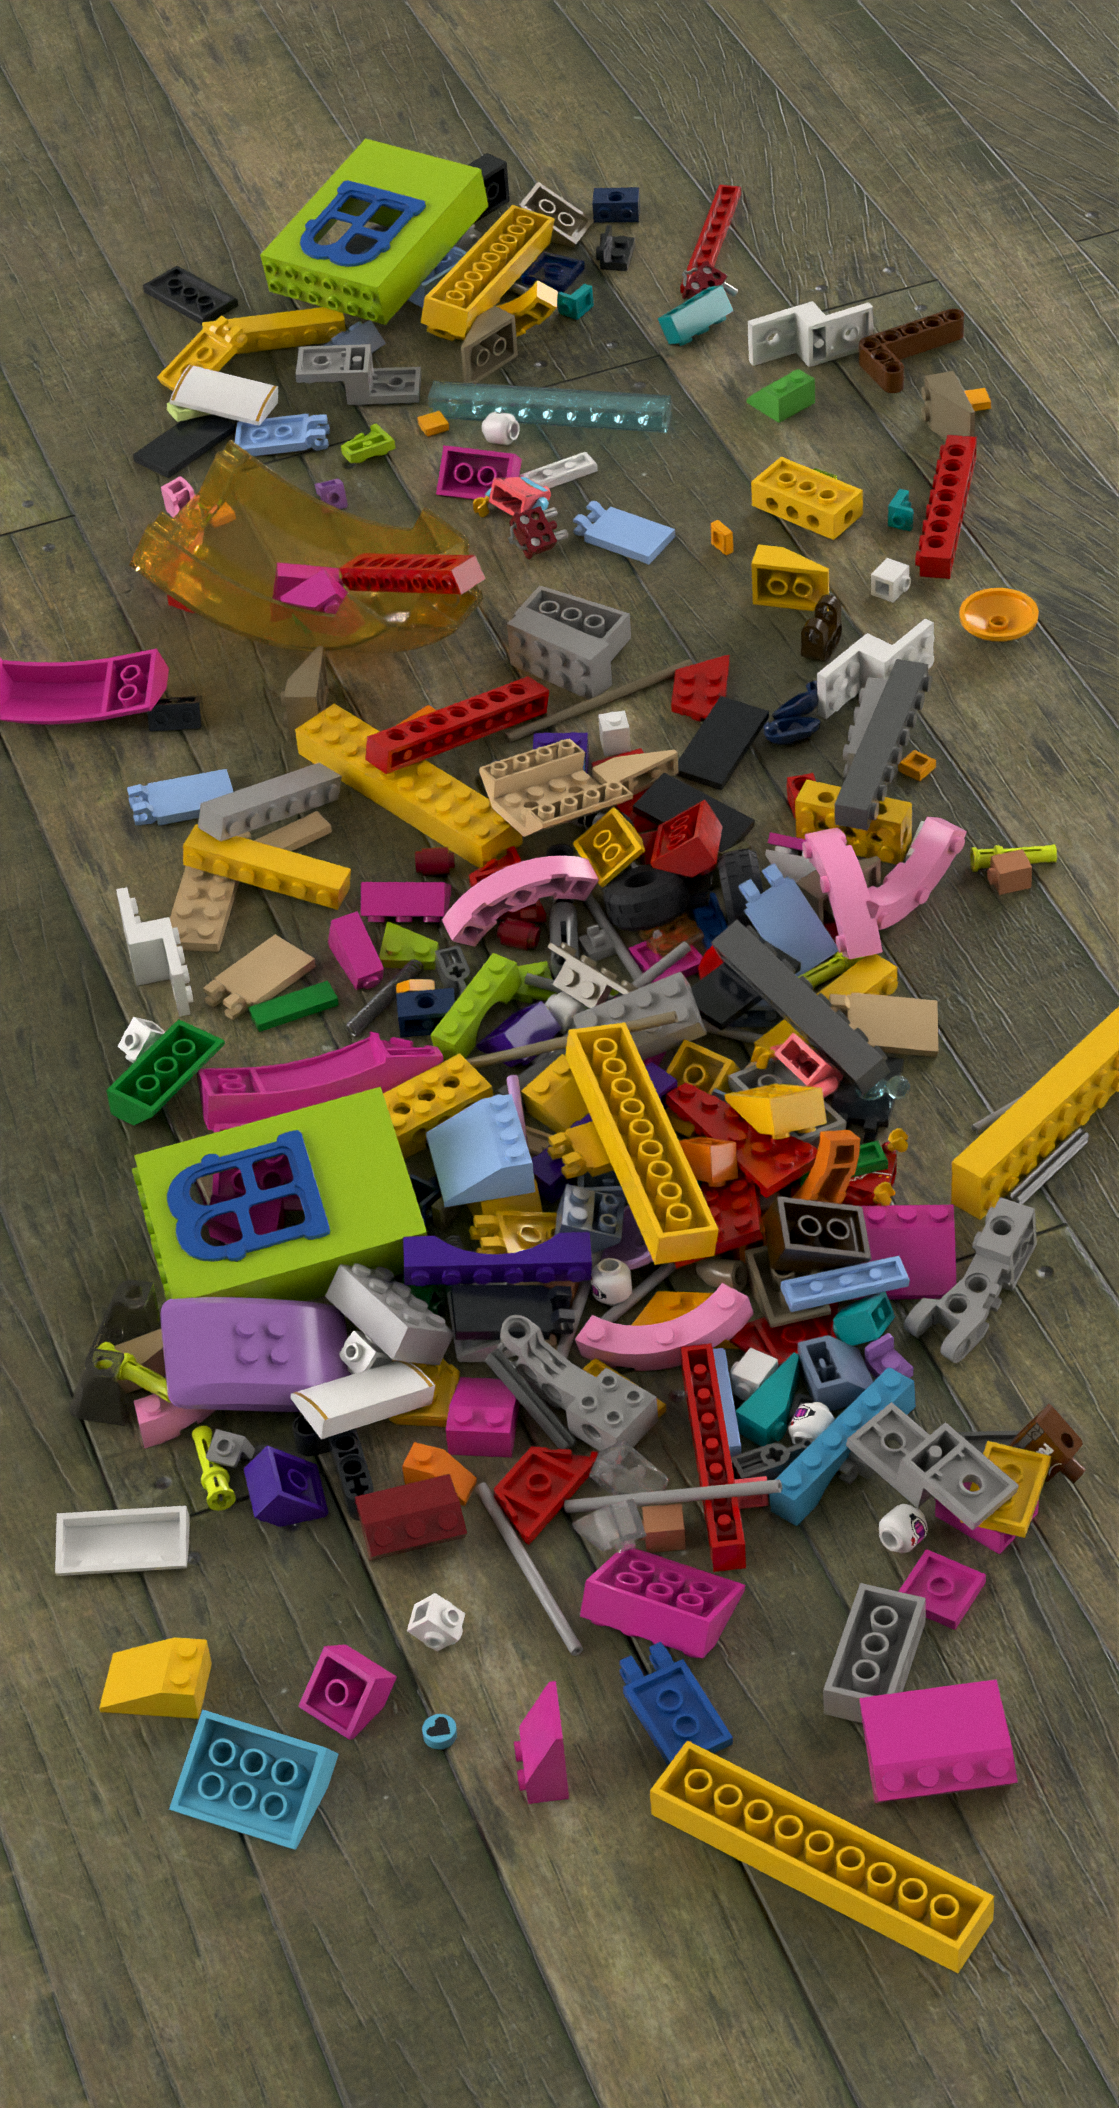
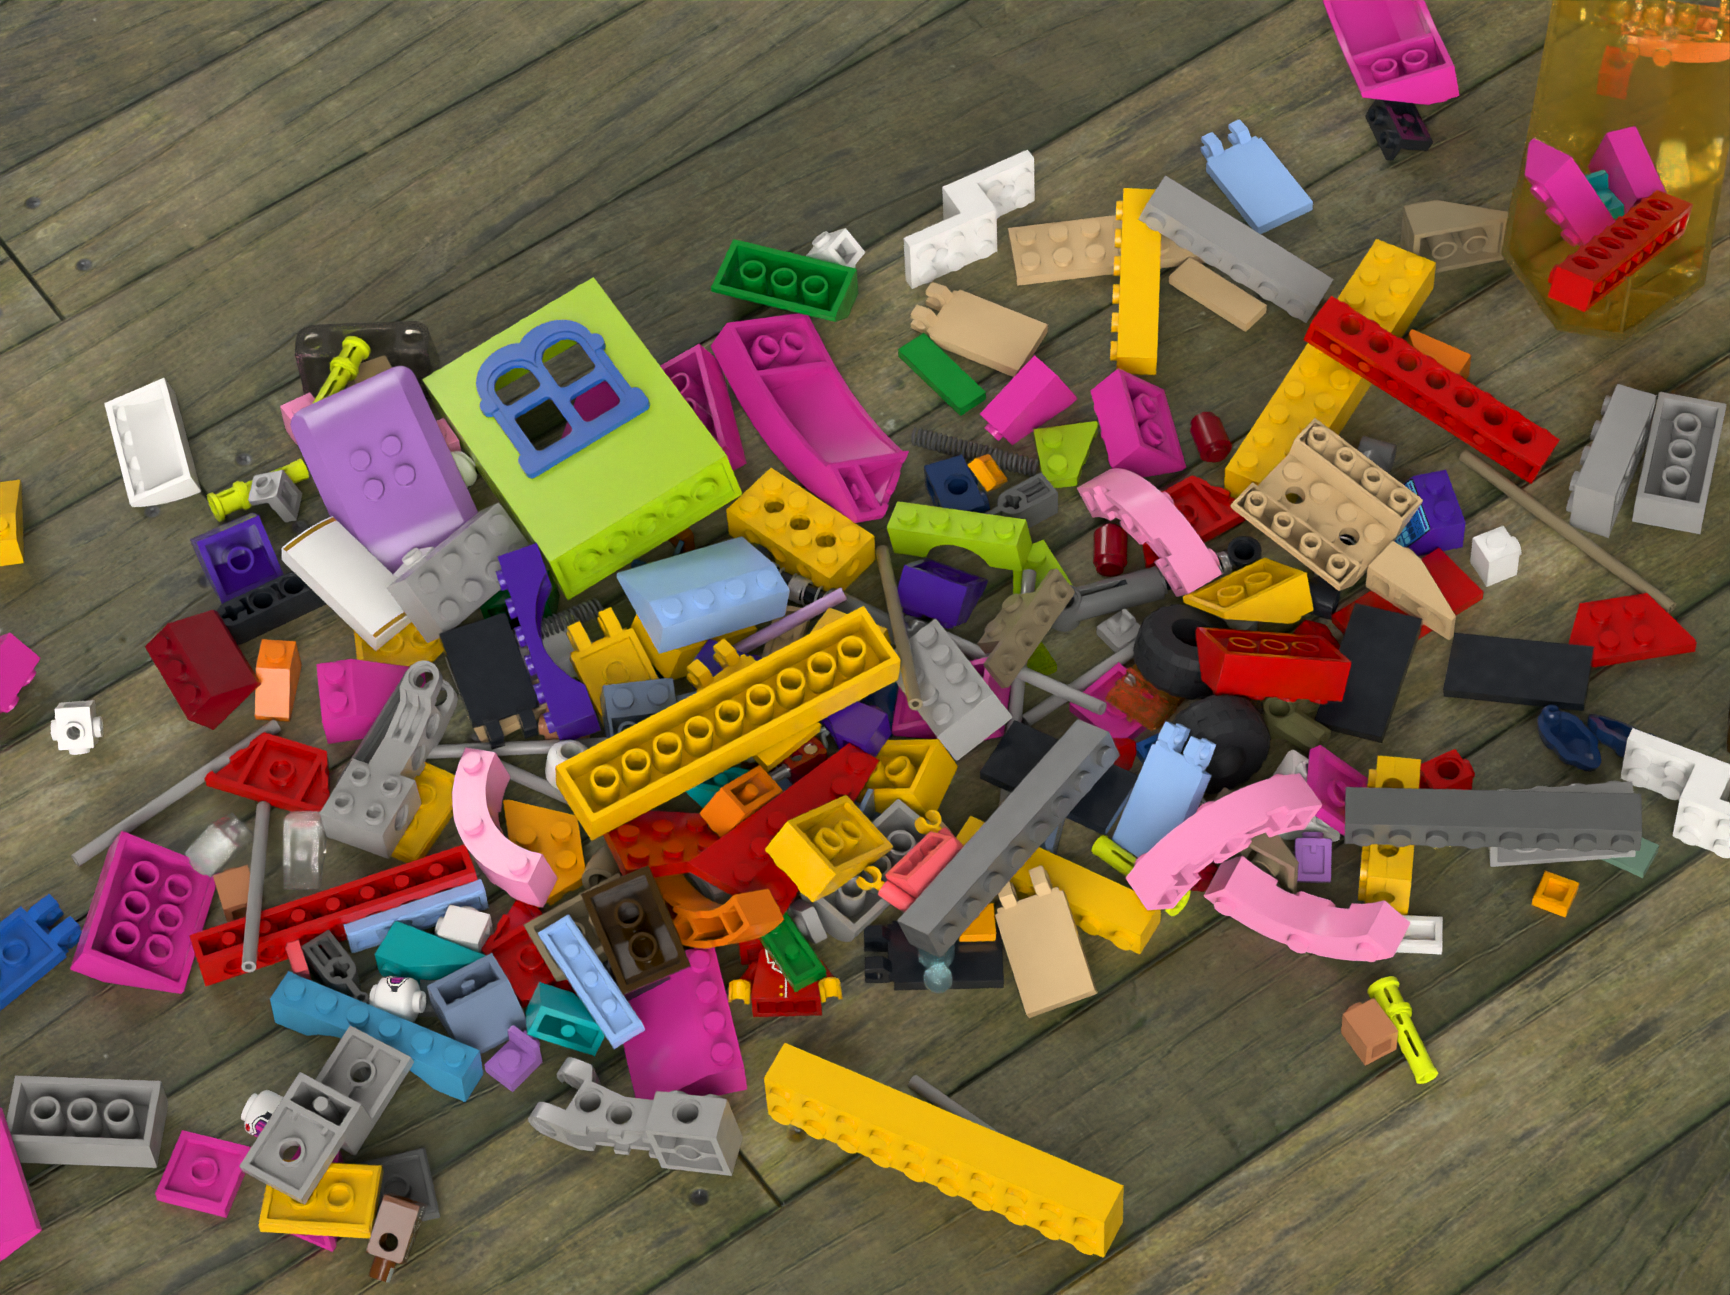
camera: 75 degrees right, 10 degrees up
(563, 1008) = (978, 617): white head -> none
(1048, 1166) = (861, 1166): axle -> none

